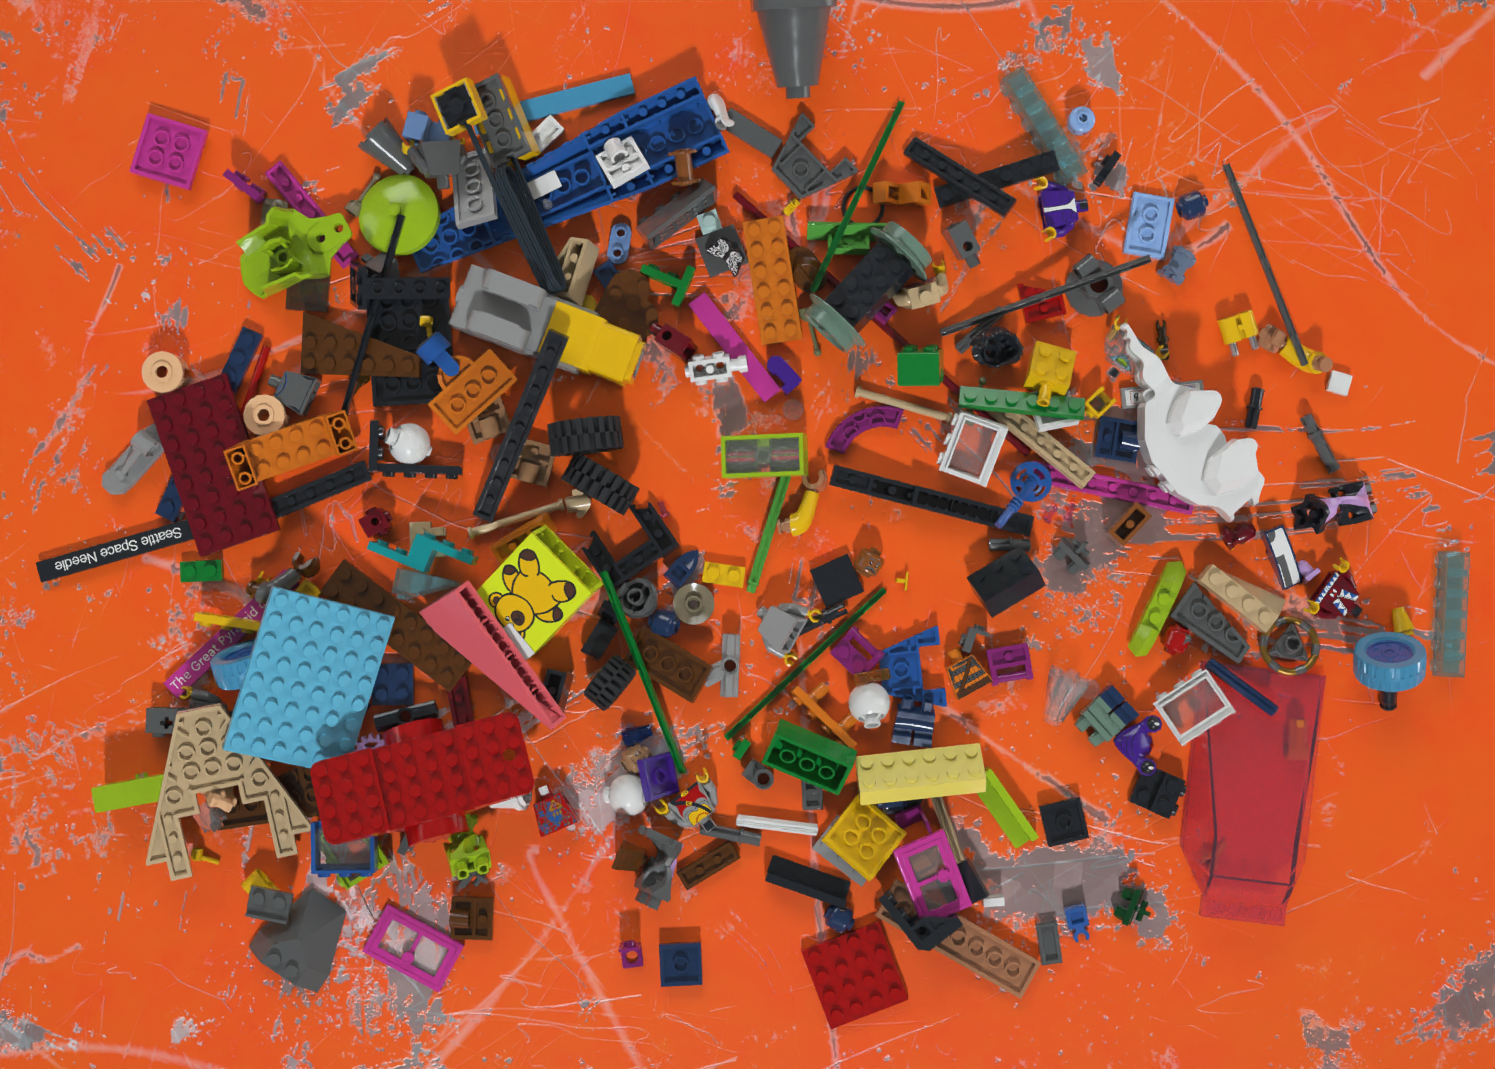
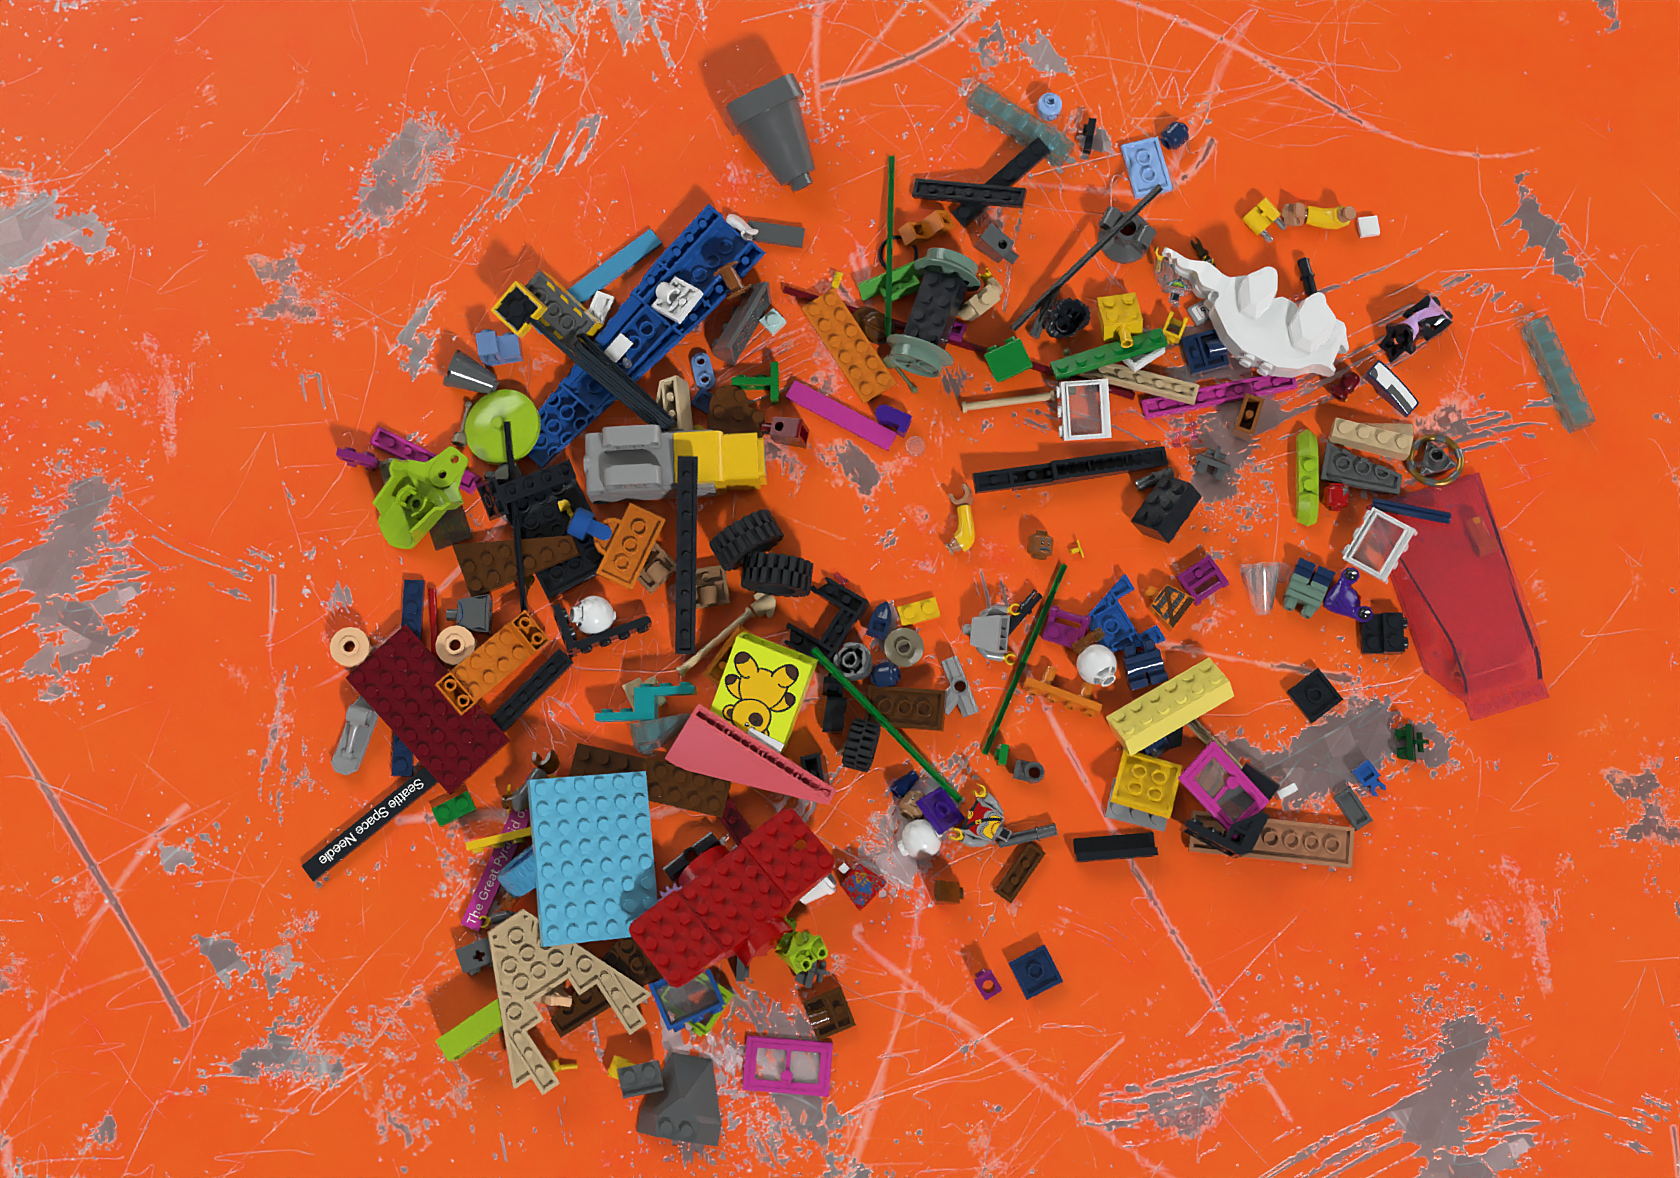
camera: 25 degrees left, 10 degrees down
(169, 151) = (278, 459): dark pink plate -> none
(210, 818) = (553, 1023): clear brick -> none
(369, 524) = (587, 693): dark red brick -> none
(394, 684) = (669, 835): dark blue plate -> none
(438, 159) = (517, 363): dark grey torso -> none
(473, 193) = (558, 377): light grey plate -> none
(656, 877) = (979, 899): dark grey hips -> none
(710, 369) = (828, 442): white brick -> none
(716, 265) = (794, 340): dark grey tile -> none
(730, 252) = (801, 336): black animal -> none
(764, 455) = (908, 493): clear brick -> none
(768, 533) = (939, 540): bright green piece -> none
(777, 824) = (1064, 809): white axle -> none
(802, 170) = (834, 245): dark grey wing -> none
(809, 757) = (1066, 734): green brick -> none
(811, 797) = (1082, 769): dark grey tile -> none
(836, 581) = (1019, 574): black tile -> none
(839, 918) = (1157, 867): dark blue head -> none
(854, 974) = (1195, 913): red plate -> none
(861, 421) = (978, 431): magenta tile -> none
(912, 816) = (1180, 749): magenta bracket -> none
(966, 640) = (1156, 574): dark grey bracket -> none
(1006, 811) = (1260, 709): lime panel -> none
(1027, 488) = (1146, 423): blue dish -> none
(1043, 310) = (1089, 272): red wing -> none
(1058, 208) = (1063, 184): dark purple torso -> none
(1178, 265) = (1186, 188): sand blue piece -> none
(1265, 265) = (1260, 157): dark grey piece -> none
(1307, 570) = (1419, 391): lavender piece -> none
(1319, 442) = (1376, 281): dark grey pin -> none
(1335, 595) = (1452, 399): torso -> none
(1389, 664) = (1527, 435): dark azure wheel -> none
(1402, 622) = (1521, 400): yellow cone -> none

